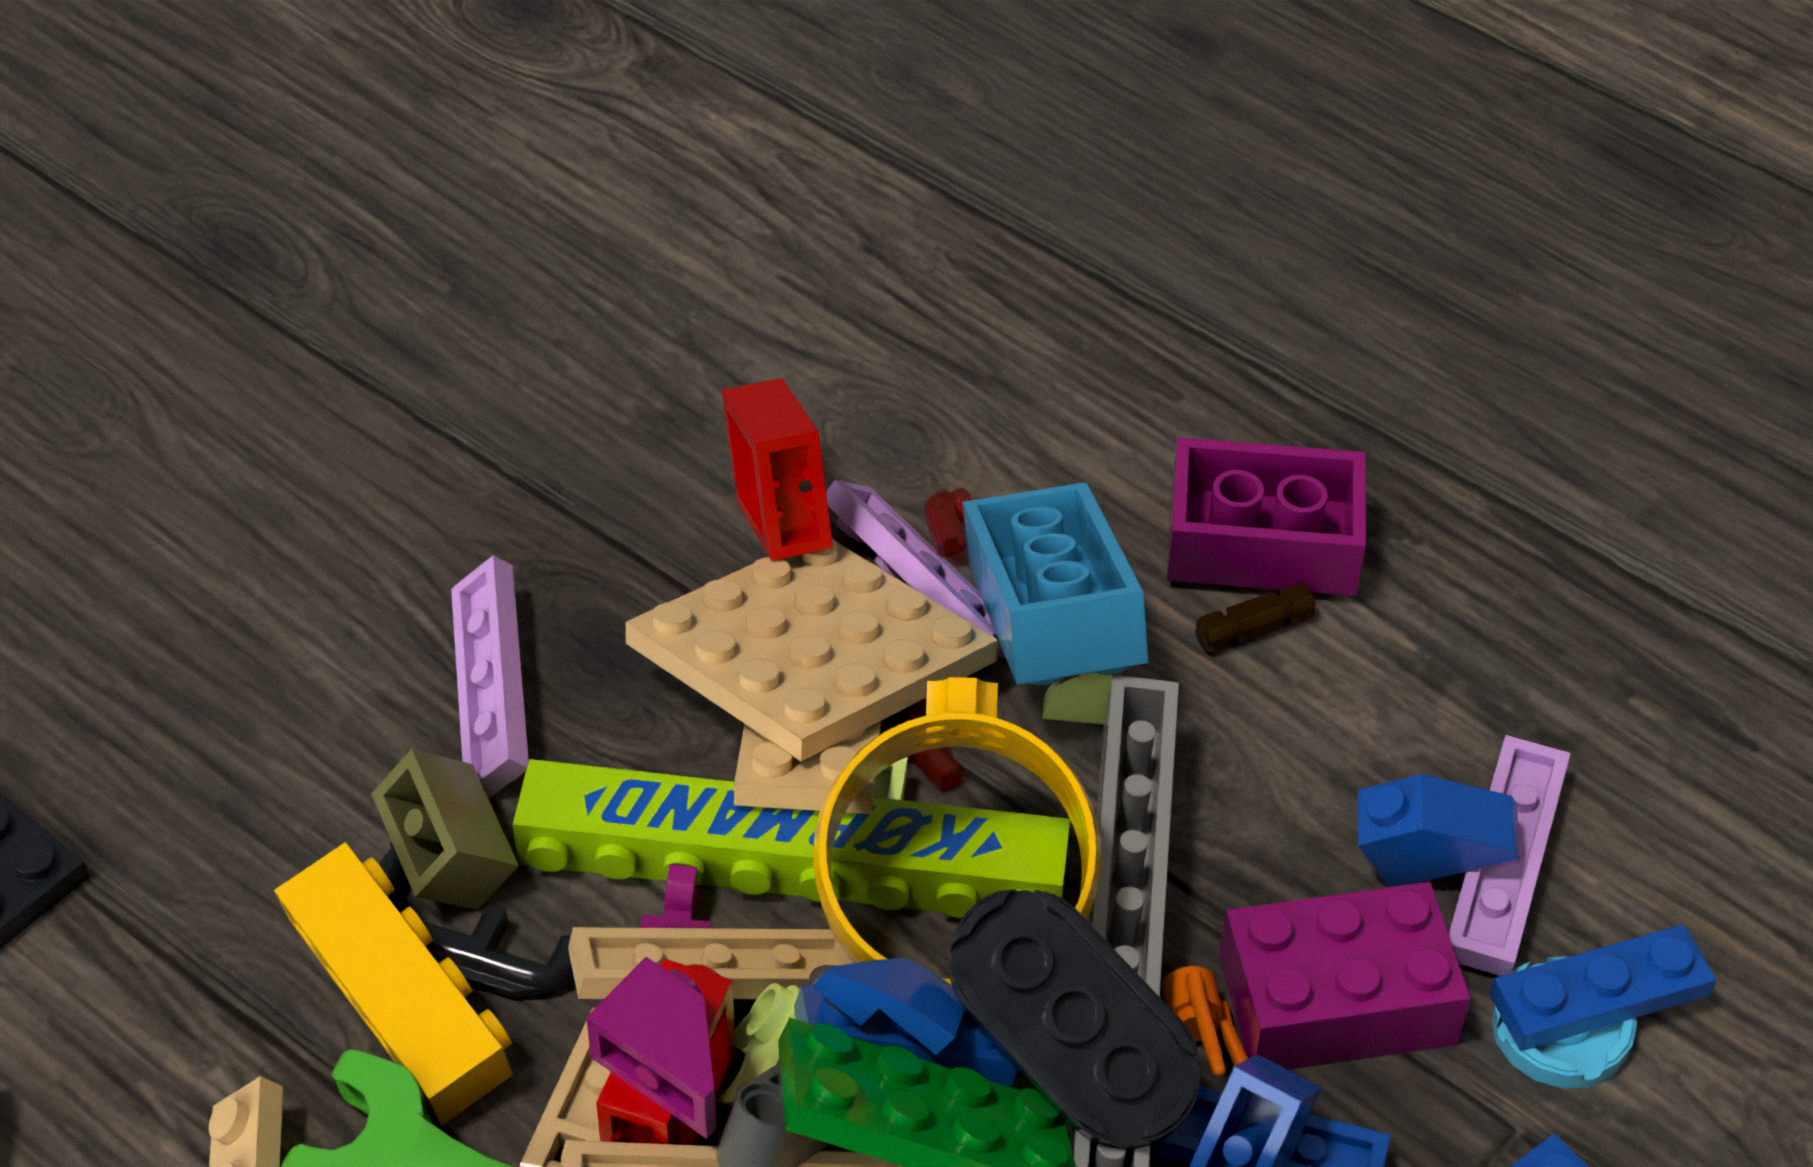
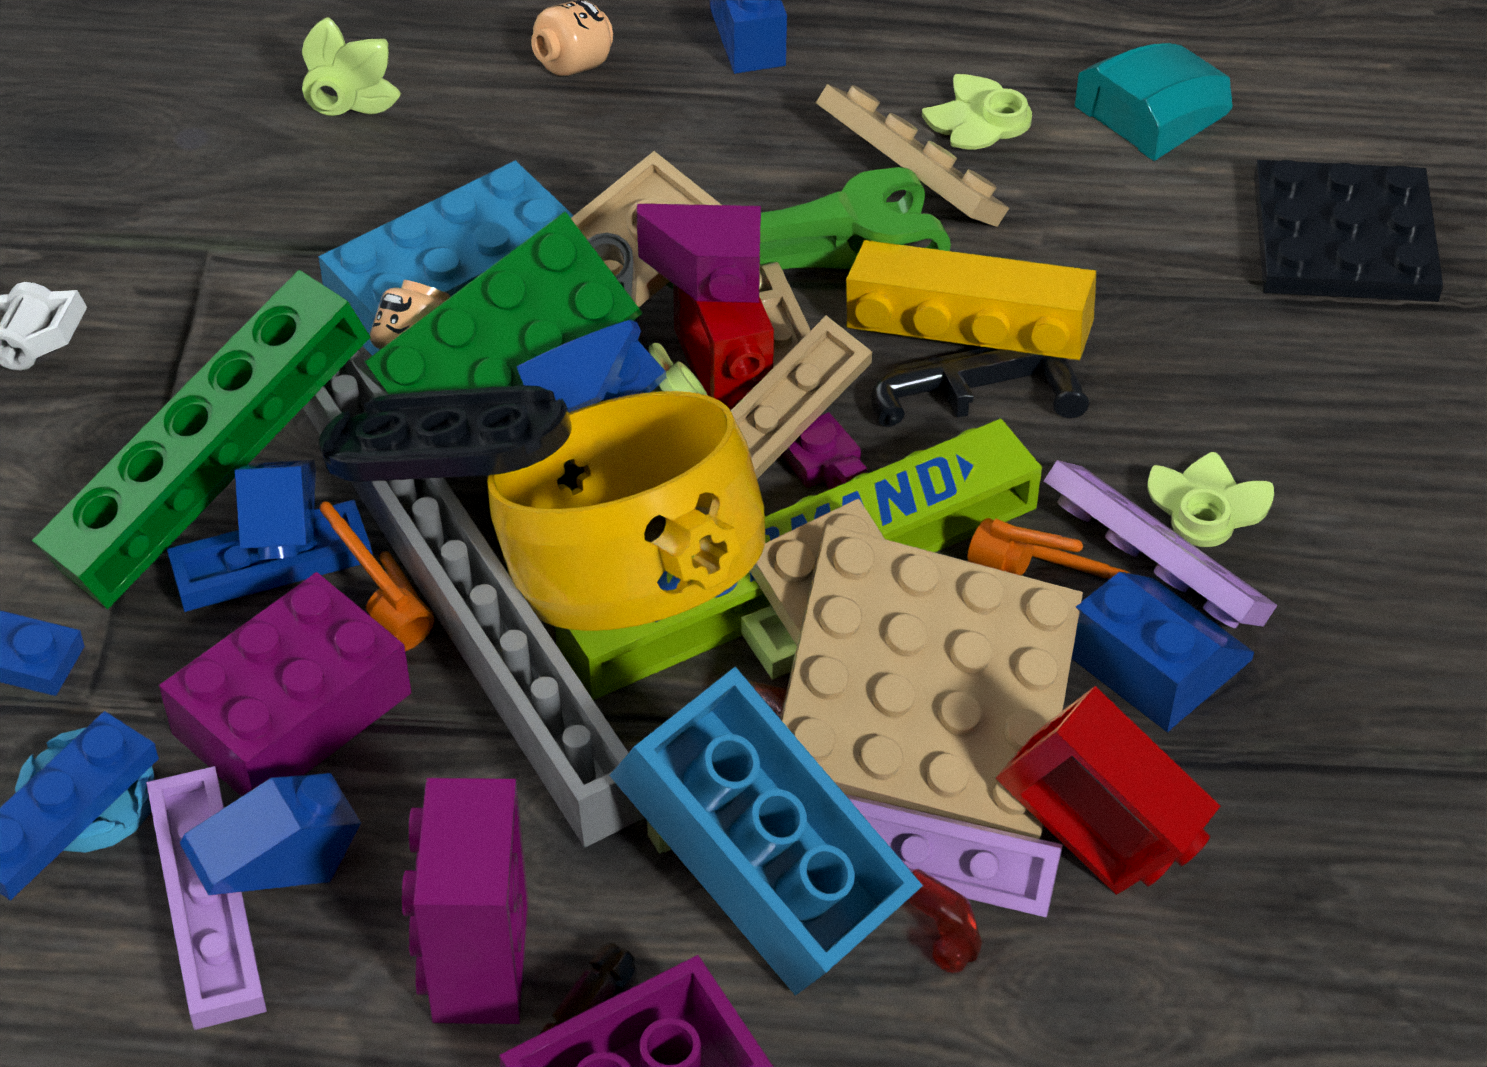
camera: 145 degrees right, 0 degrees up
(393, 701) = (1207, 501): none -> yellowish green plate
(444, 830) = (1050, 405): olive brick -> none
(577, 601) = (1154, 648): none -> blue slope
(615, 740) = (1012, 547): none -> orange plant
(1318, 646) = (468, 900): none -> magenta brick

